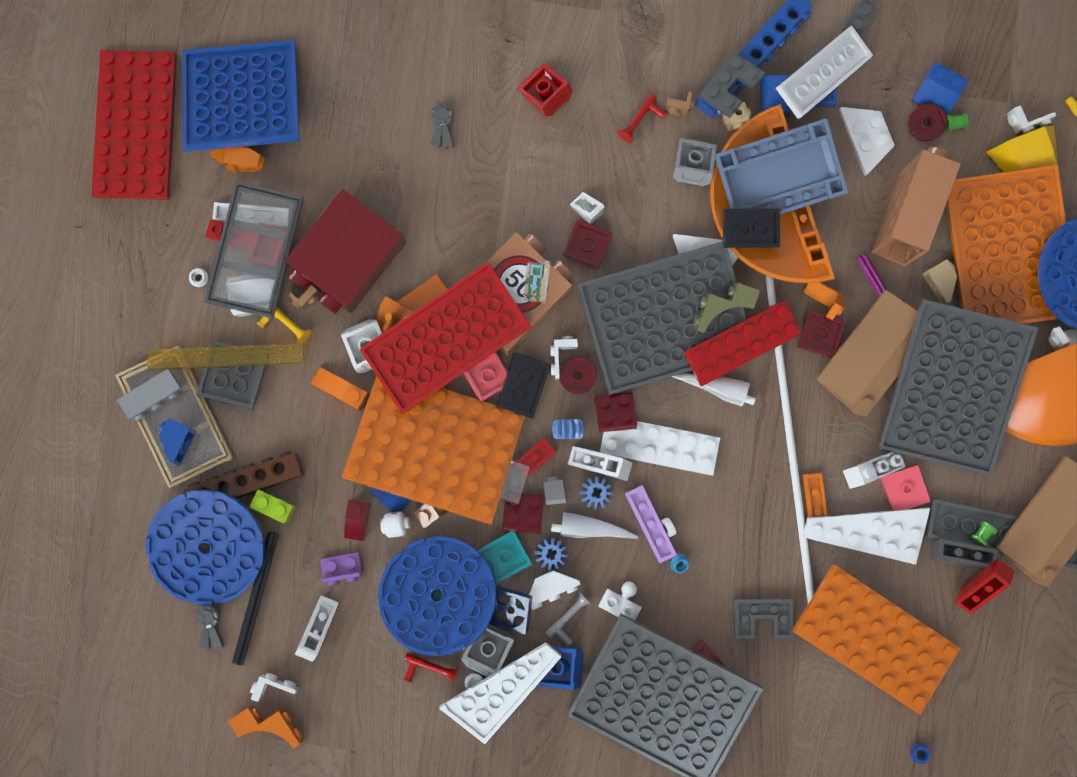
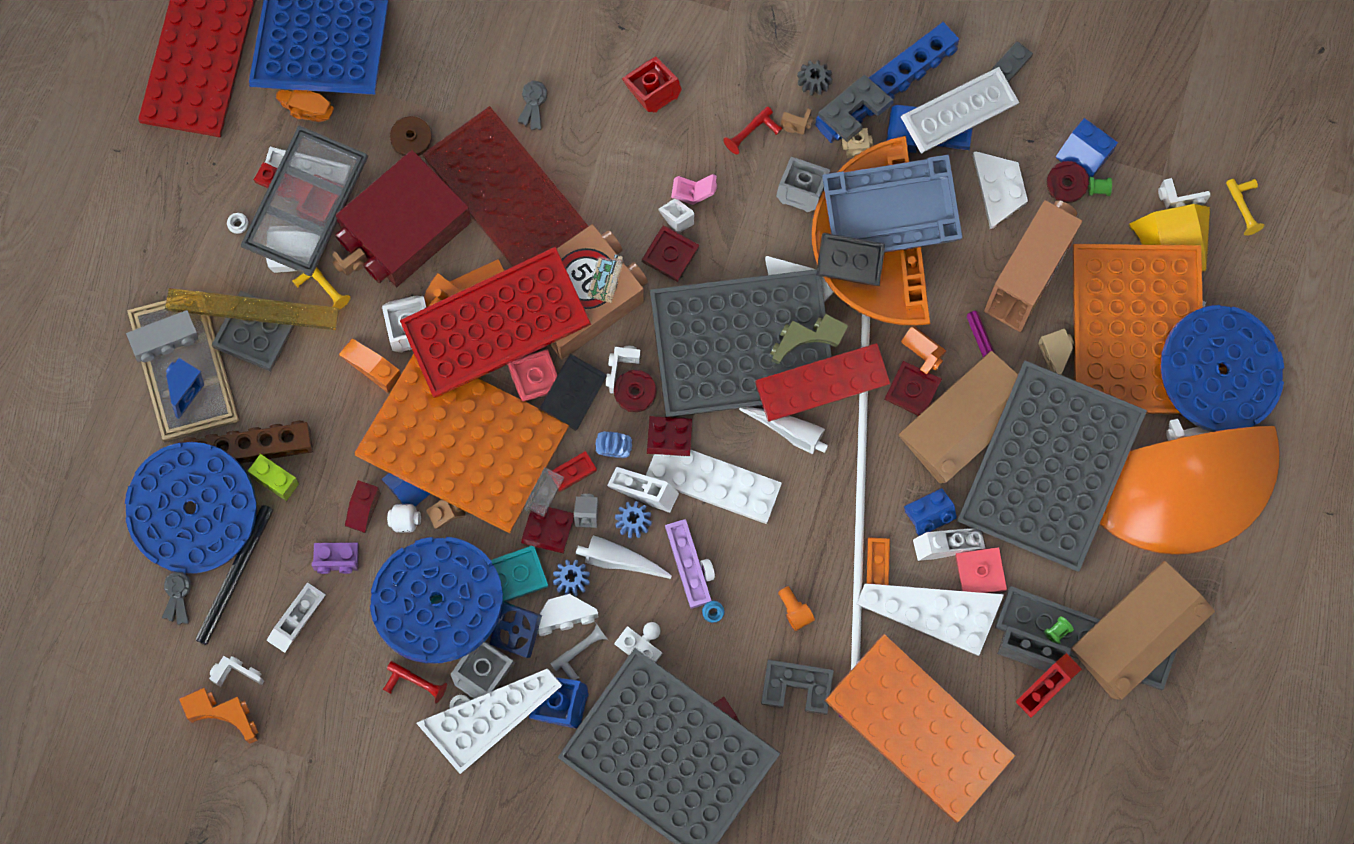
camera: 10 degrees right, 10 degrees down
(343, 180) = (418, 143): none -> reddish brown plate
(432, 210) = (504, 188): none -> clear red plate
(599, 184) = (693, 192): none -> bright pink bracket
(683, 56) = (814, 71): none -> dark grey gear
(753, 553) = (797, 613): none -> orange pin
(854, 442) = (931, 511): none -> blue bracket

